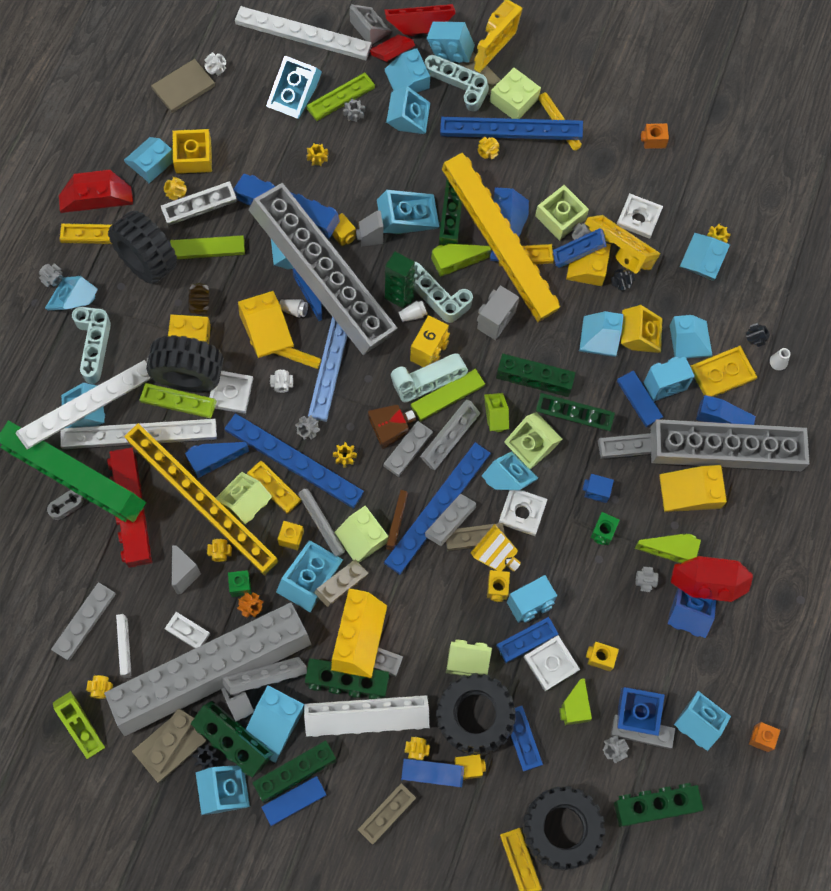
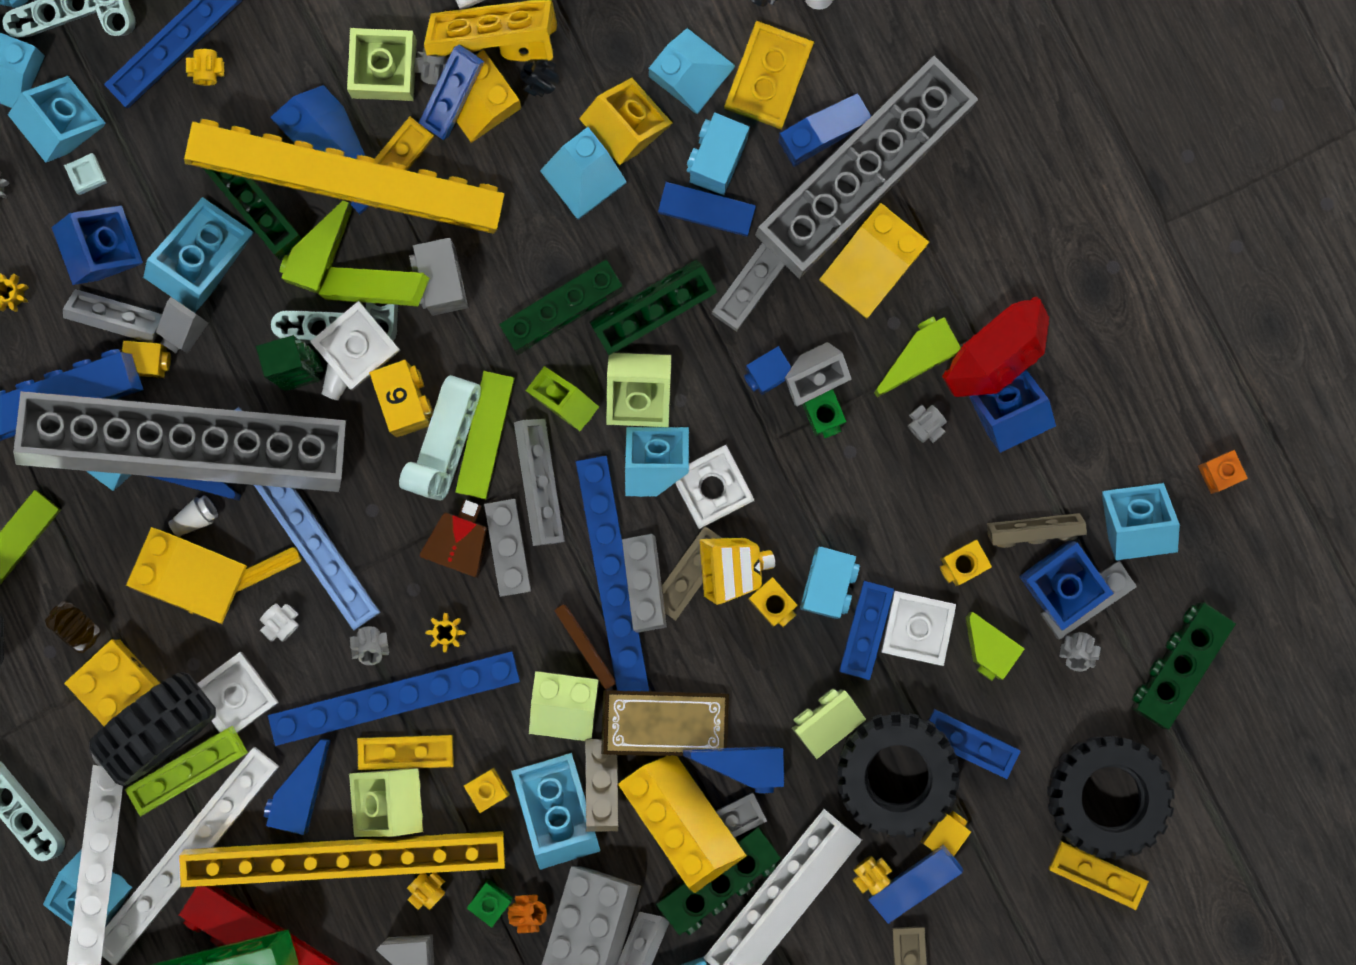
camera: 45 degrees left, 15 degrees up
(321, 522) = (502, 737): light grey axle -> none
(347, 201) = (112, 316): none -> light grey plate
(372, 170) = (96, 244): none -> blue slope
(396, 143) = (85, 174): none -> light aqua tile
(396, 587) = (663, 722): none -> pearl gold tile
(412, 641) = (751, 766): none -> blue slope
(433, 301) = (355, 345): none -> white plate
(466, 288) = (374, 286): none -> lime tile
(618, 507) = (817, 373): none -> light grey slope
(650, 675) = (1036, 530): none -> dark tan plate

